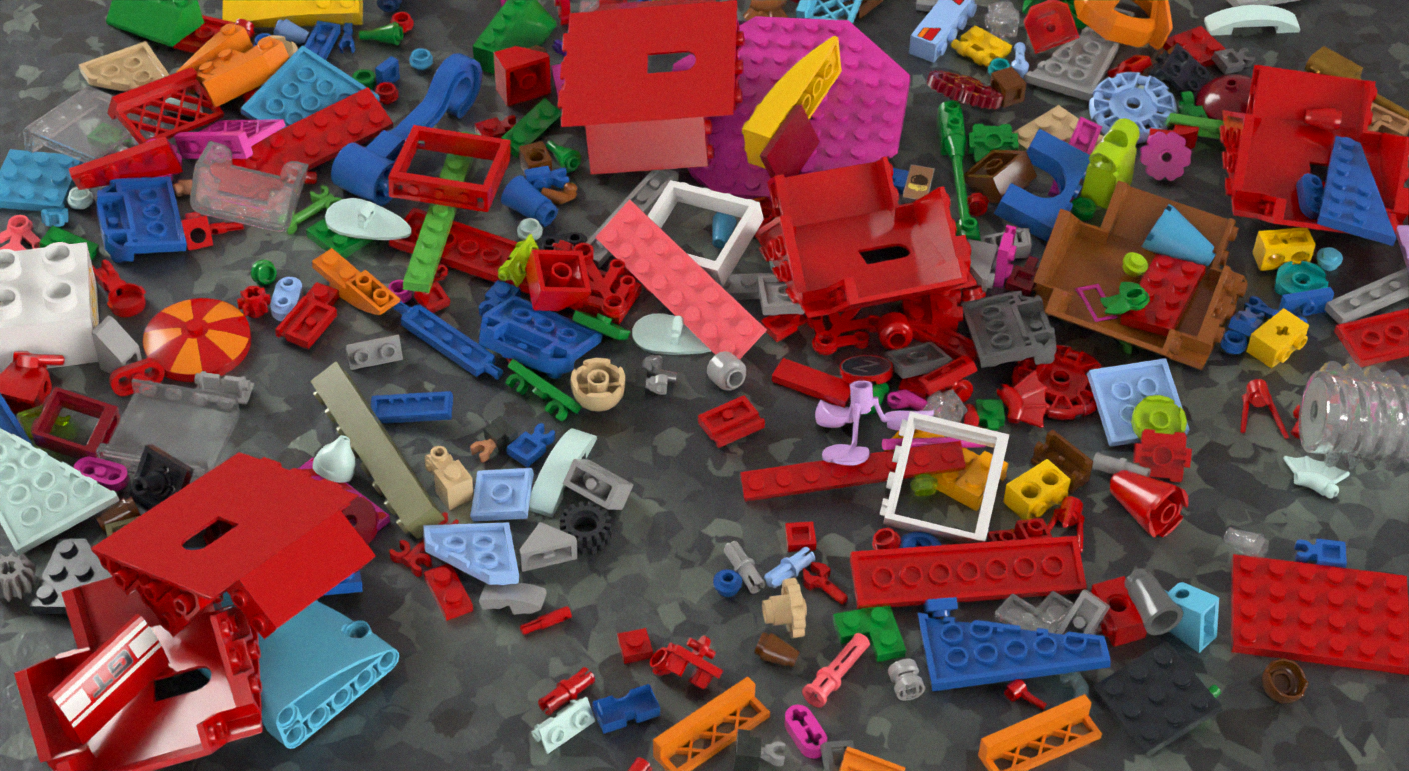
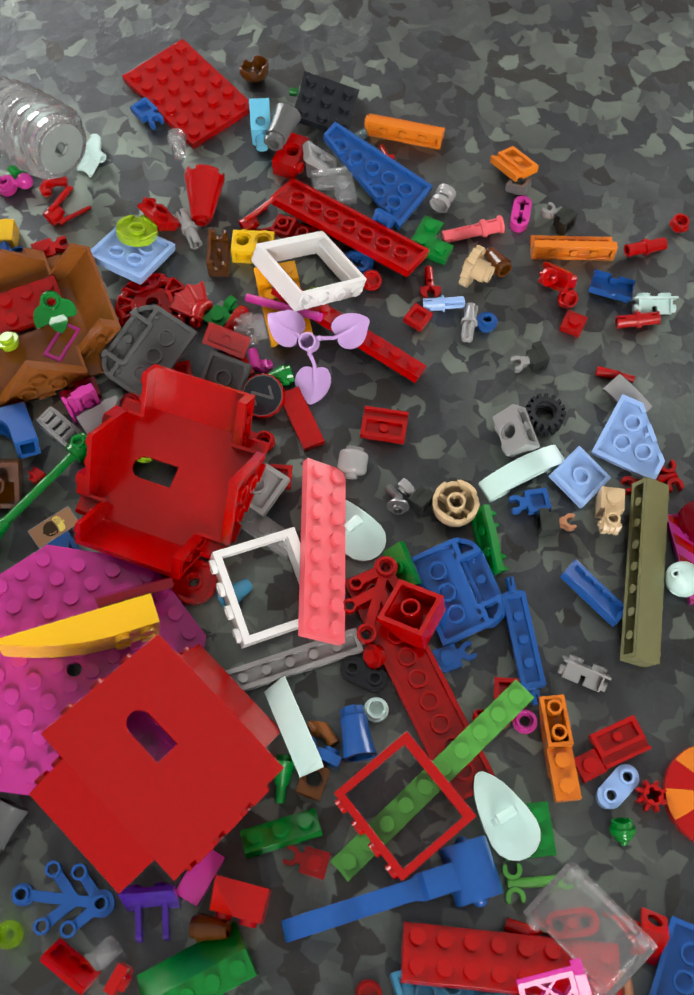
camera: 140 degrees left, 20 degrees up
(448, 591) = (664, 430): red plate -> none
(515, 267) = (427, 660): lime hinge -> none
(547, 547) = (581, 416): light grey slope -> none
(581, 175) = (293, 728): none -> light aqua slope
(641, 574) = (535, 358): none -> pearl dark grey piece
(1220, 367) = (51, 248): none -> red plate

